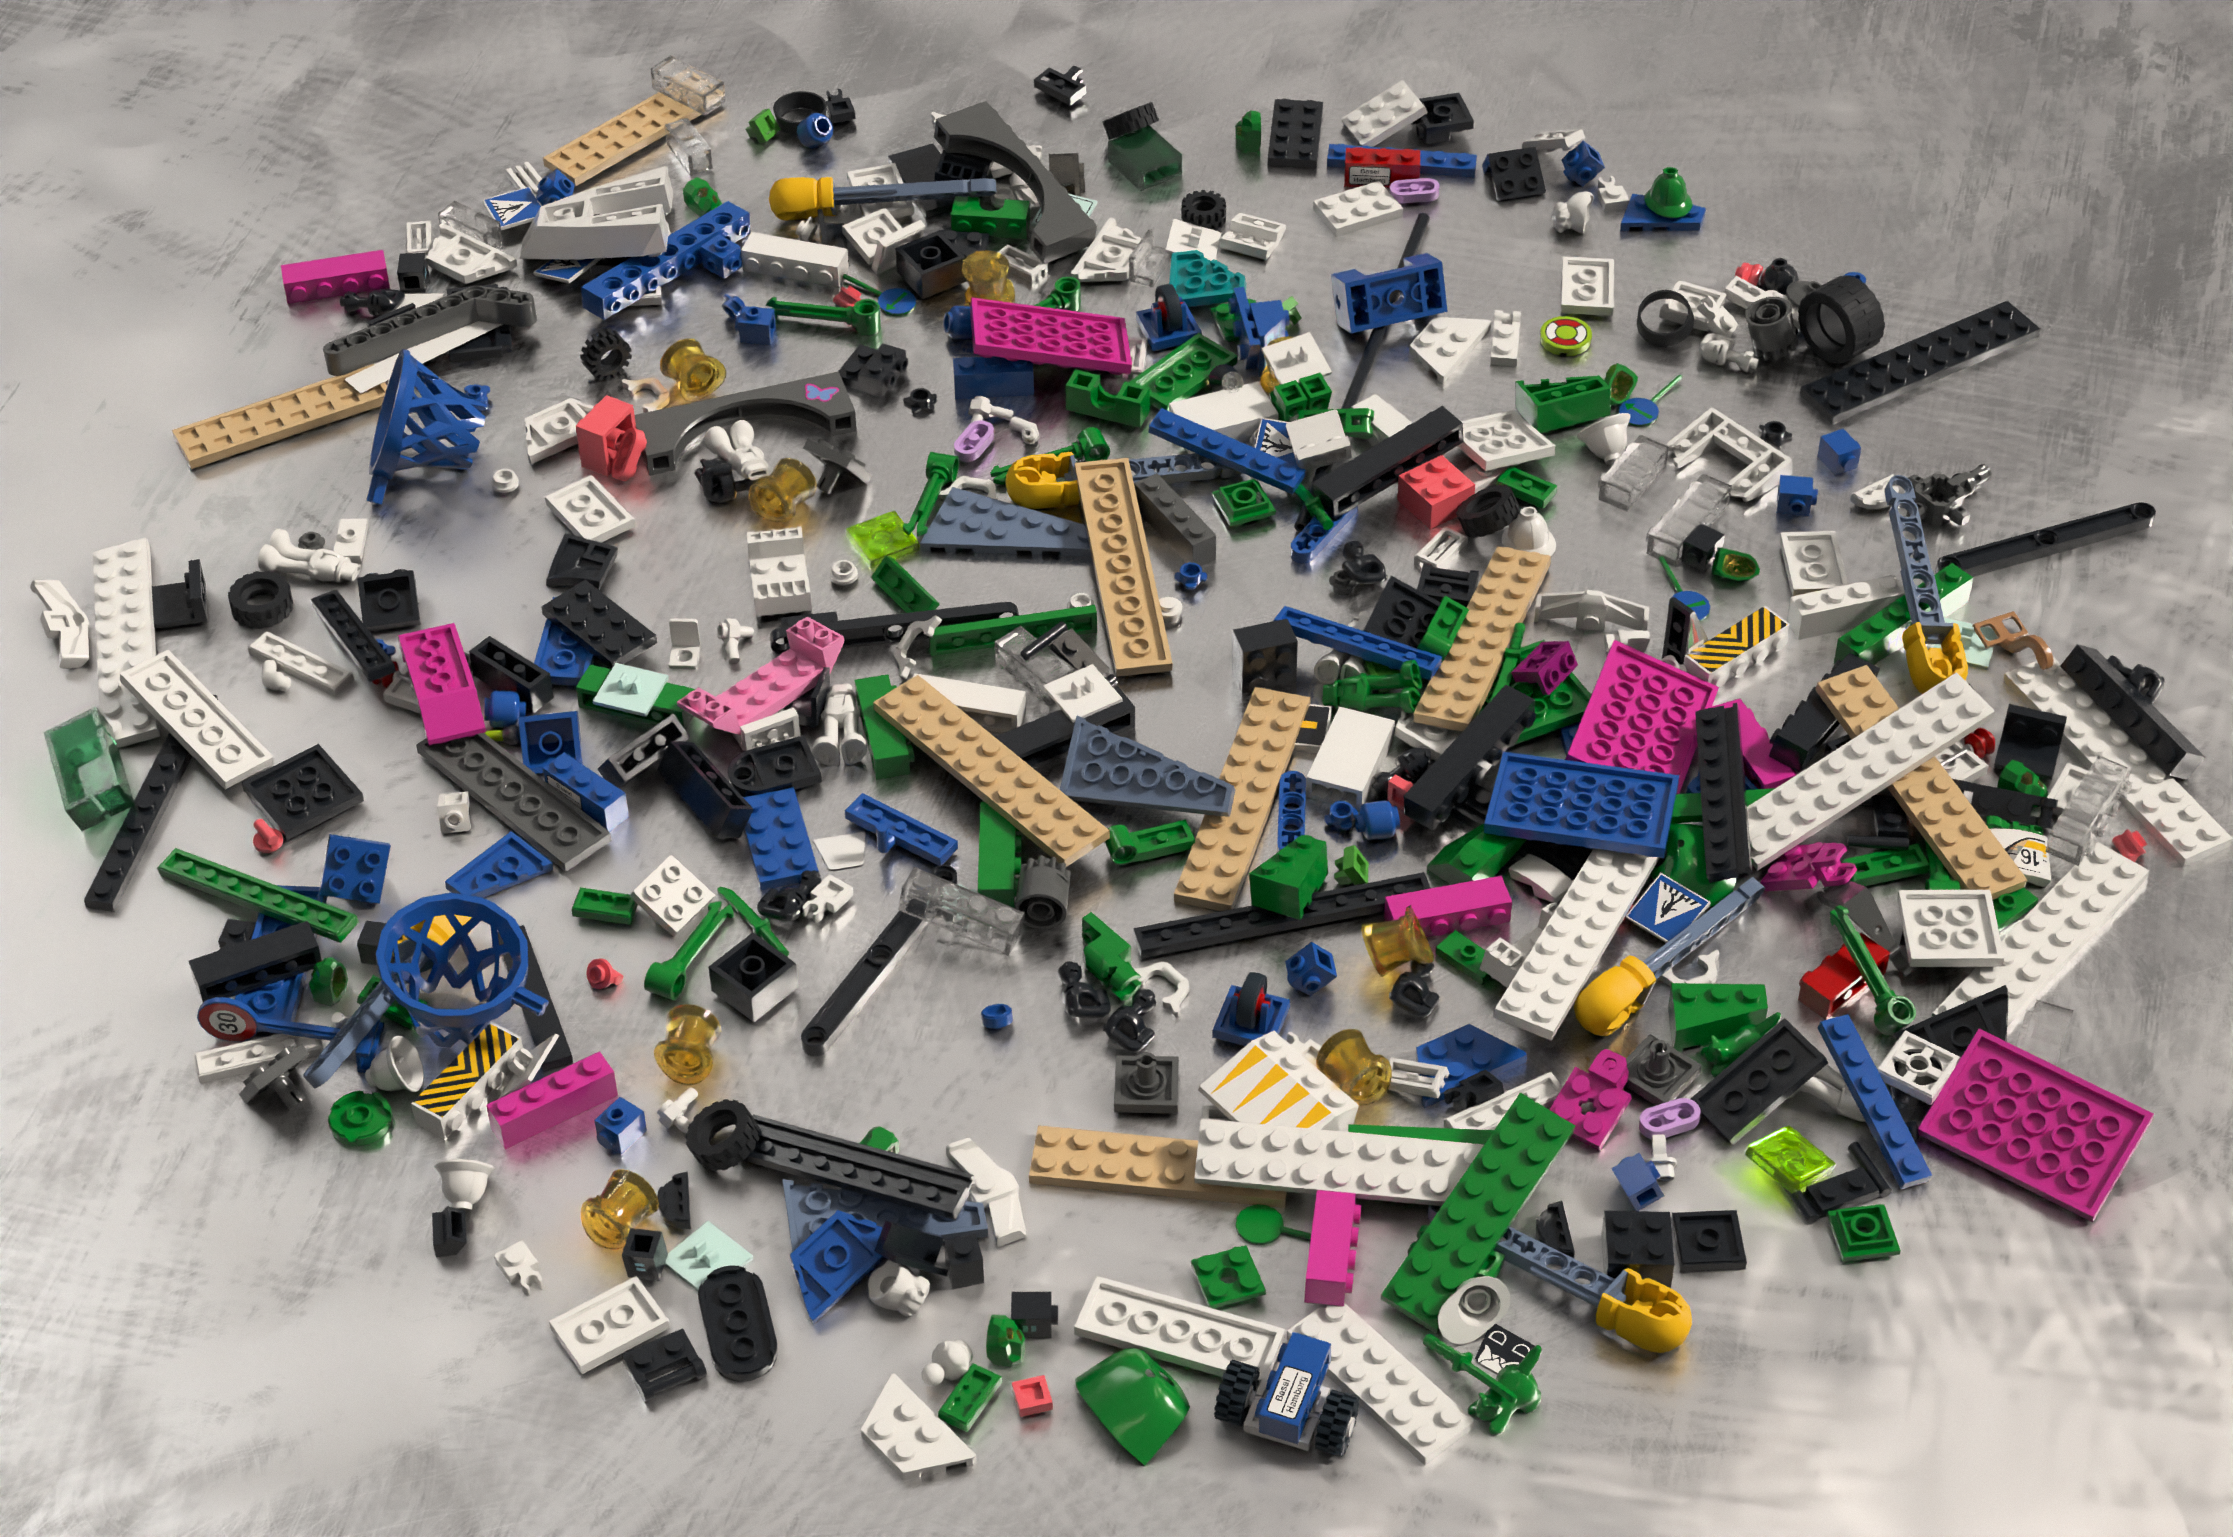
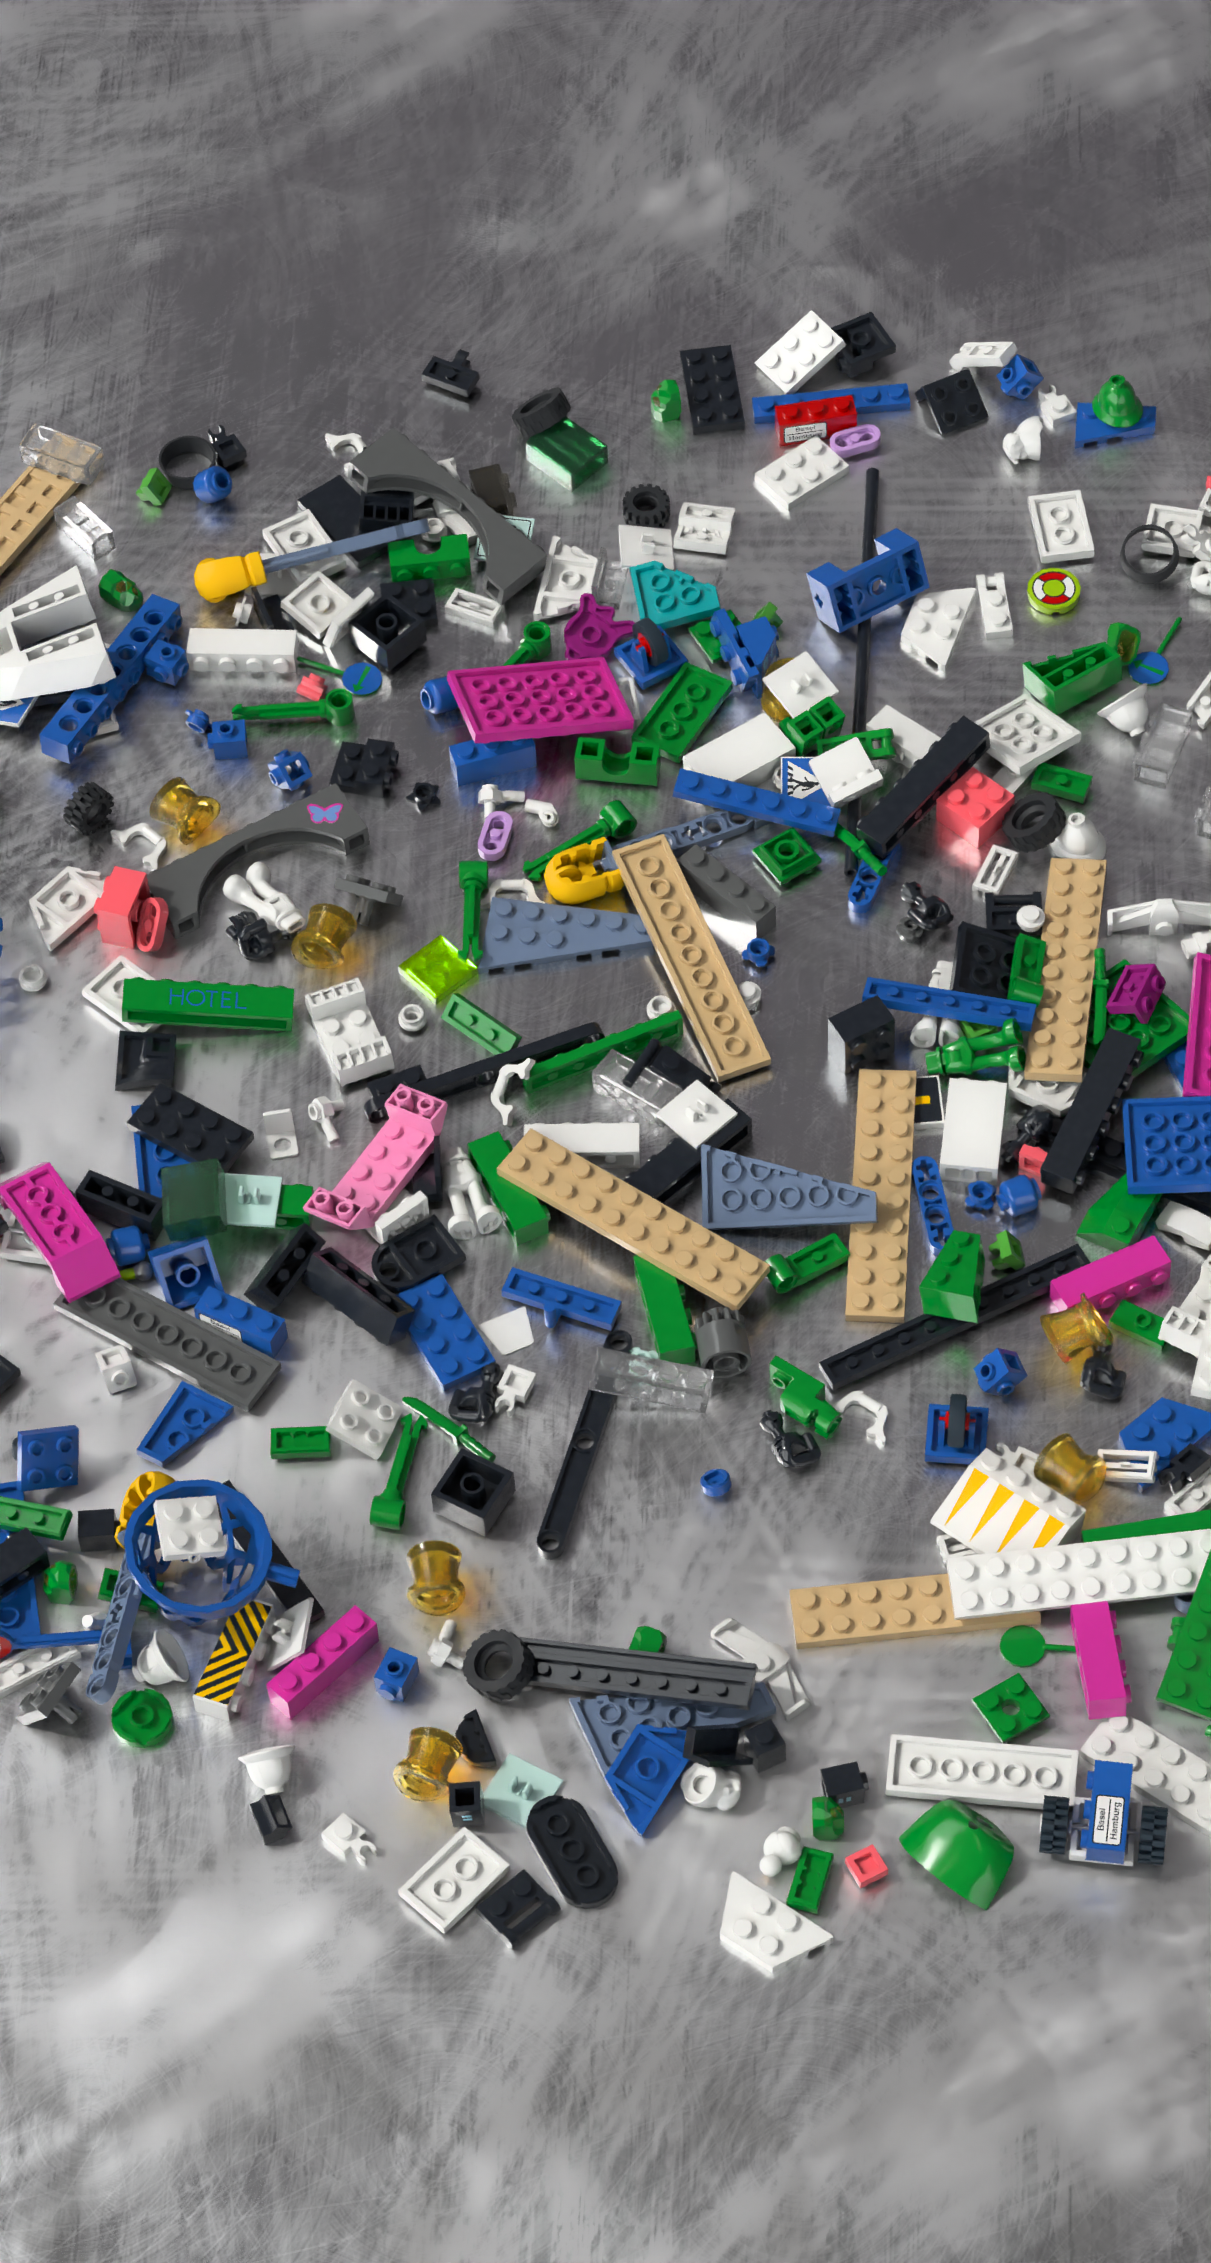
camera: 10 degrees left, 10 degrees up
(447, 935) = (189, 1528): none -> white plate
(576, 676) = (194, 1200): none -> clear green brick
(601, 974) = (323, 1517): coral plate -> none
(654, 526) = (207, 1004): none -> green brick
(809, 352) = (297, 770): none -> blue brick
(987, 277) = (453, 641): clear yellow hat -> none
(1122, 295) = (593, 631): none -> magenta tile
(1128, 1024) = (843, 1463): black piece -> none
(1146, 1084) = (878, 1525): dark grey plate -> none
(1225, 378) = (729, 714): piece -> none
(1460, 589) = (1030, 918): none -> white plate

